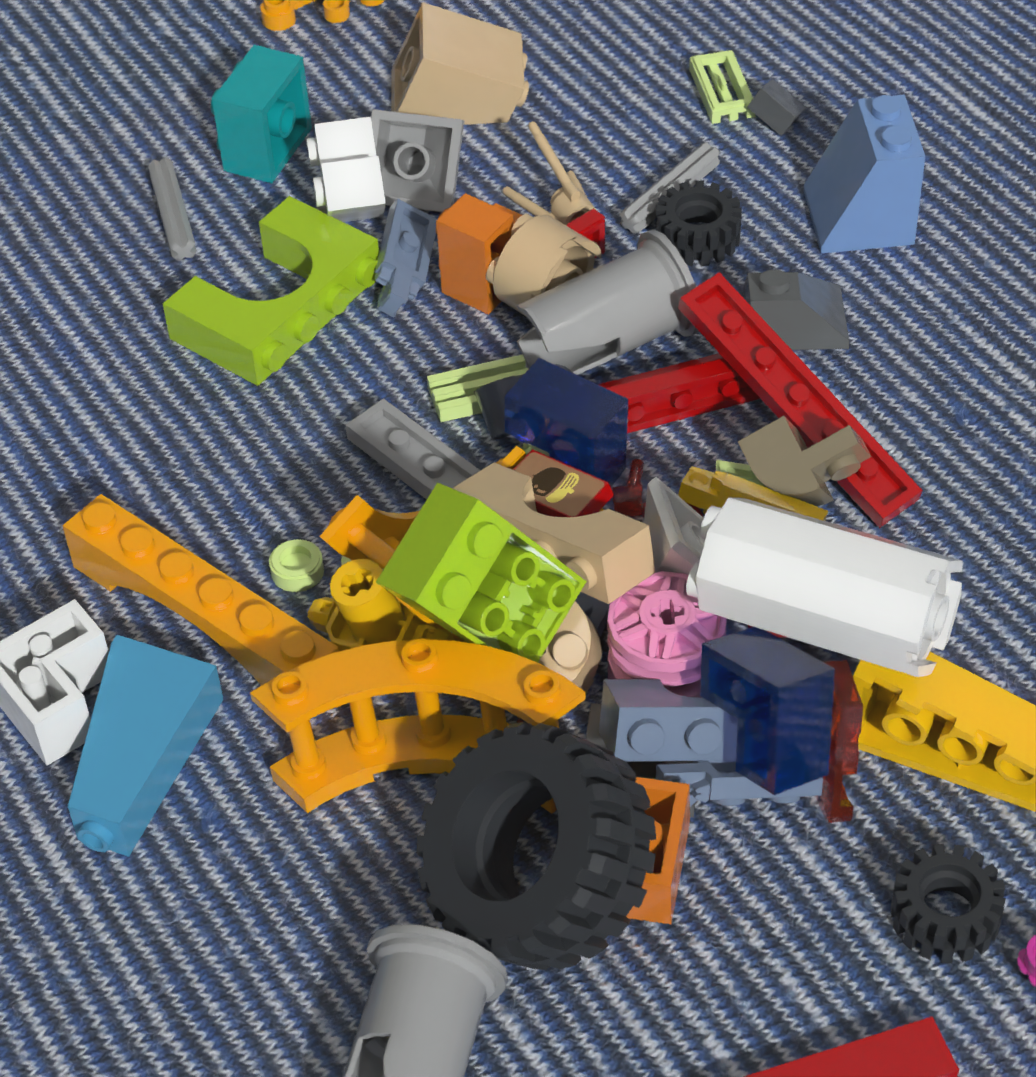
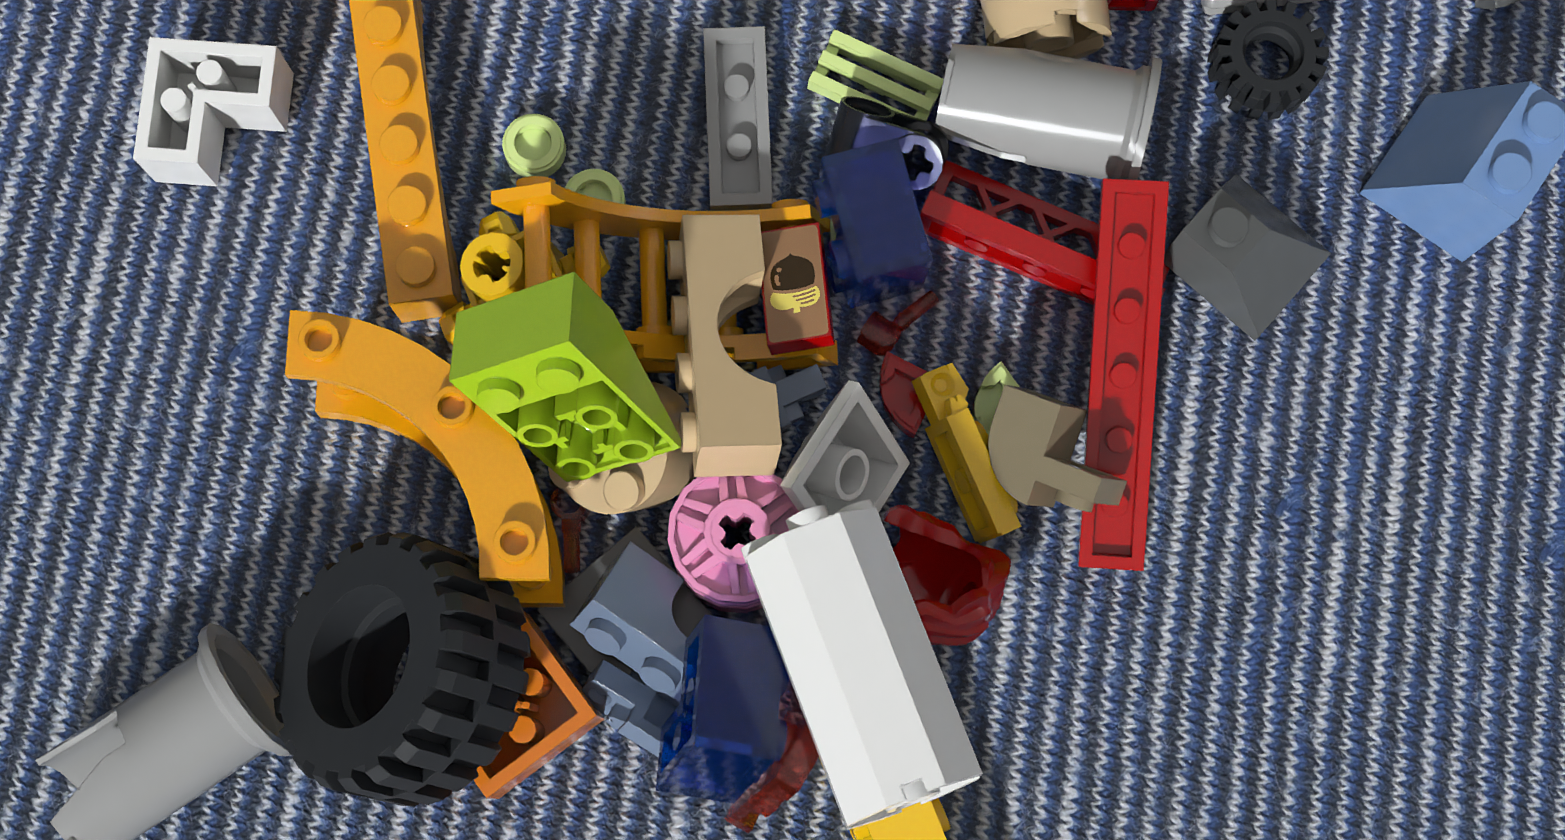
camera: 35 degrees right, 30 degrees up
(138, 740) = (233, 228): dark azure slope -> none

